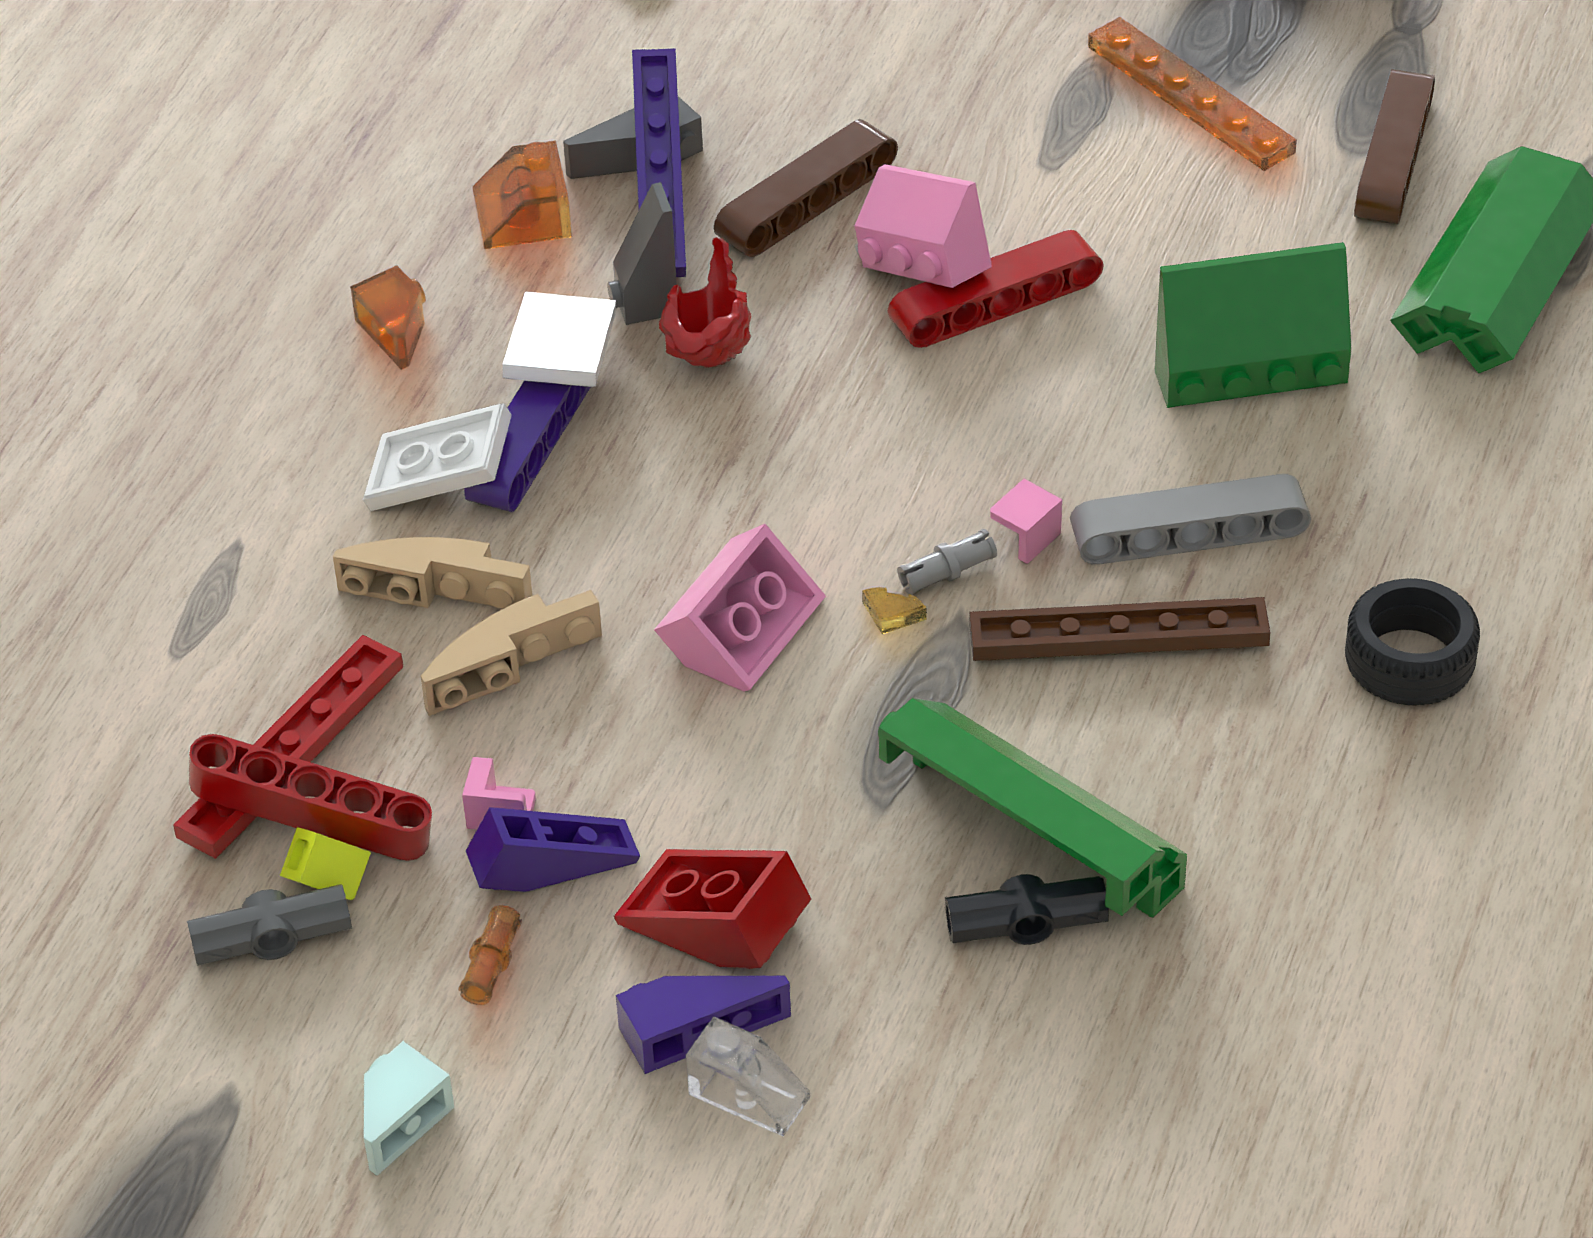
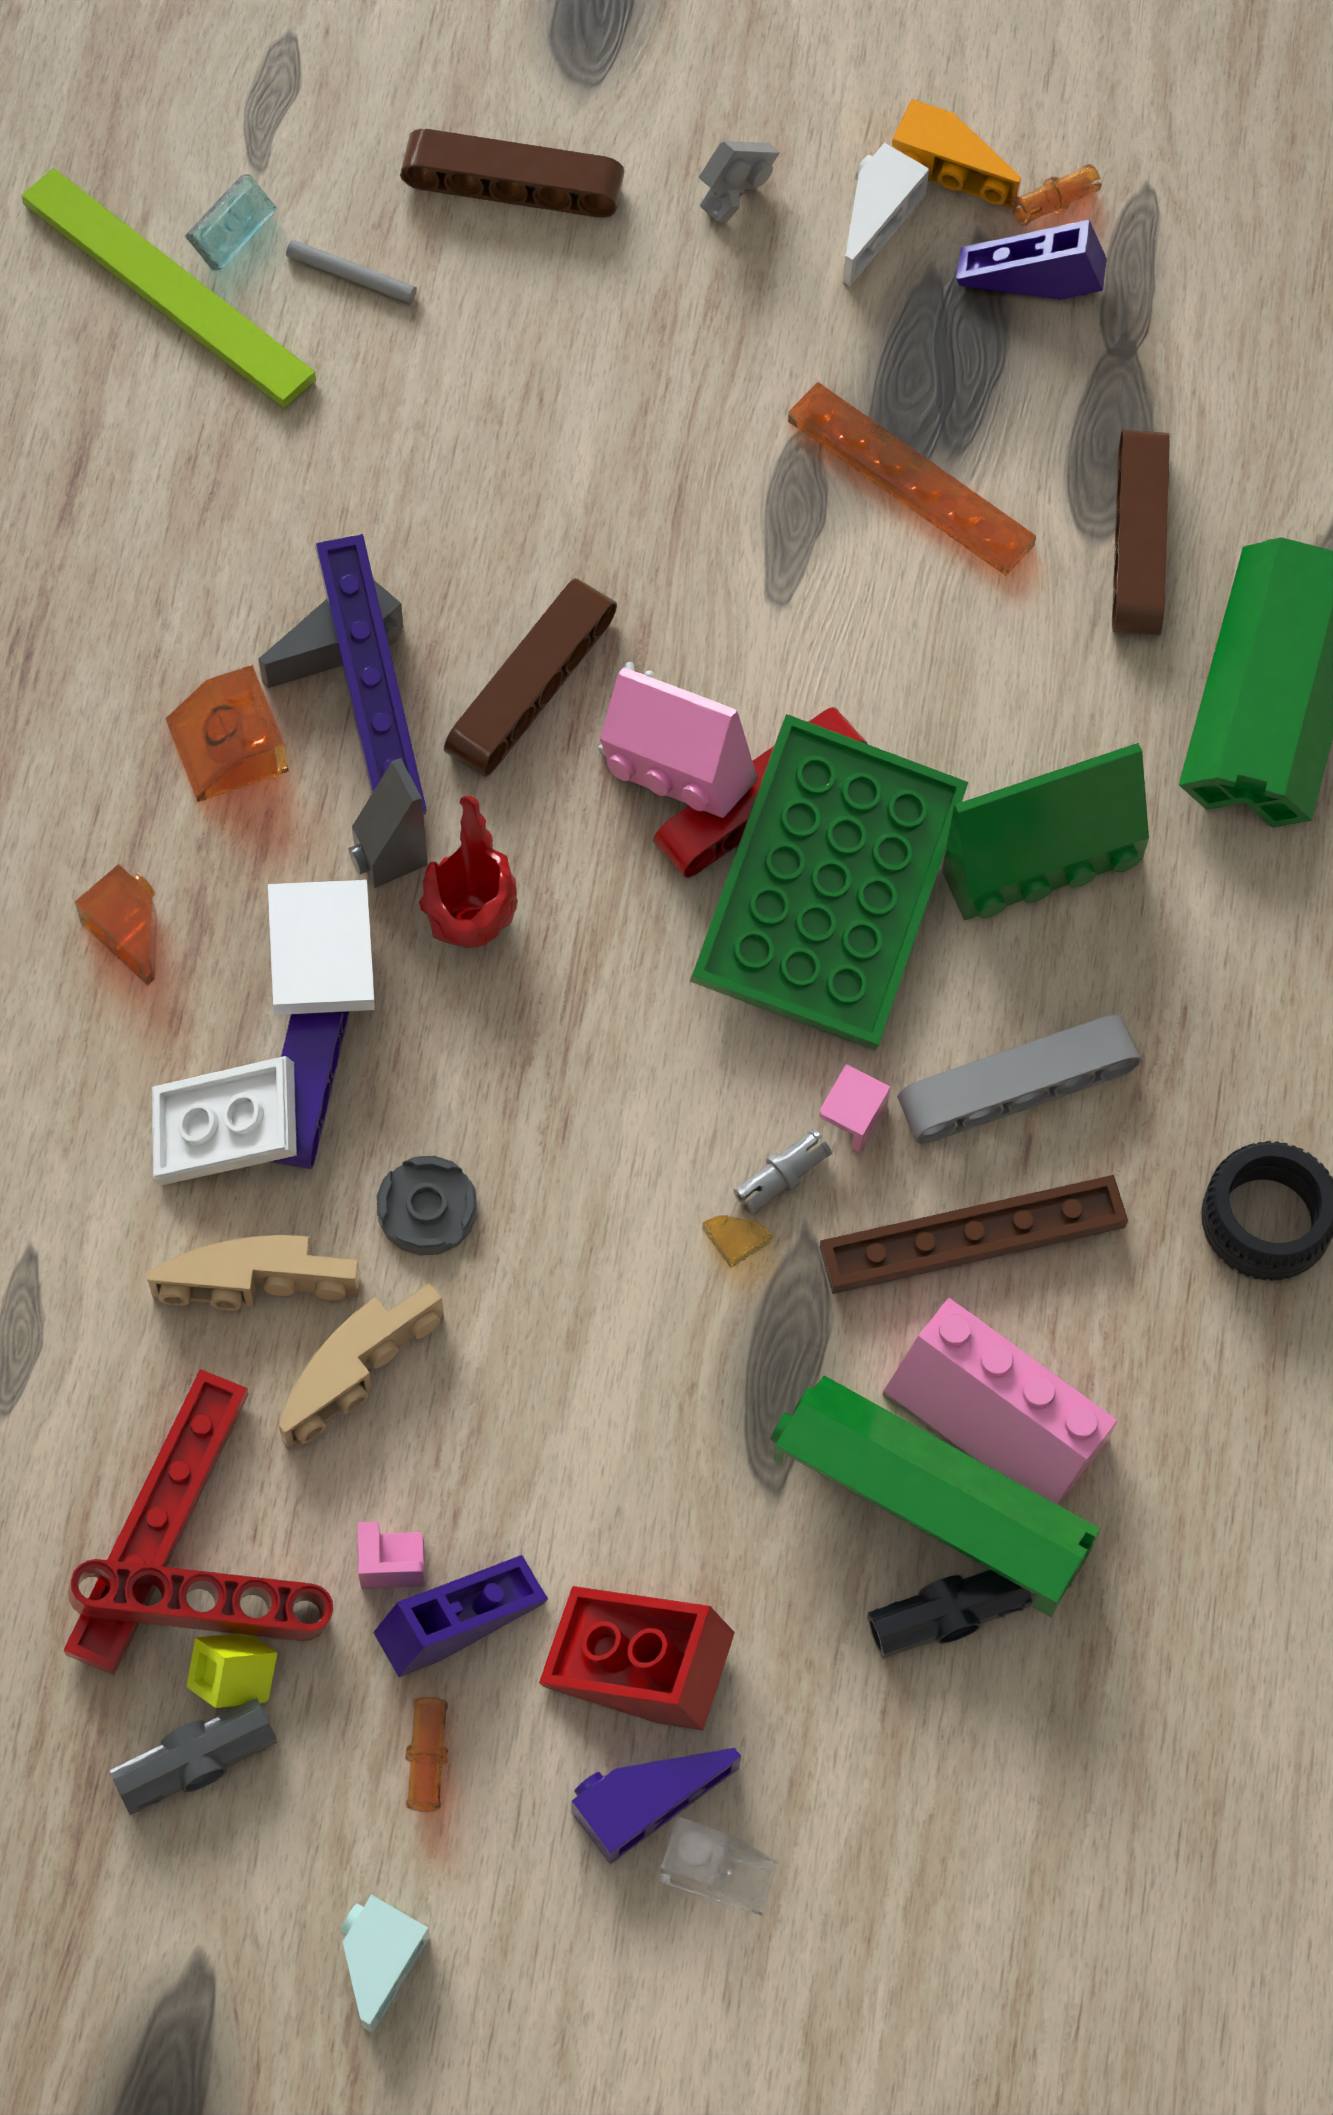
camera: 15 degrees left, 20 degrees up
(608, 551) = (426, 1205): none -> dark grey tile
(741, 610) = (585, 1272): bright pink slope -> none
(1037, 351) = (829, 882): none -> green plate
(1117, 751) = (999, 1404): none -> bright pink slope

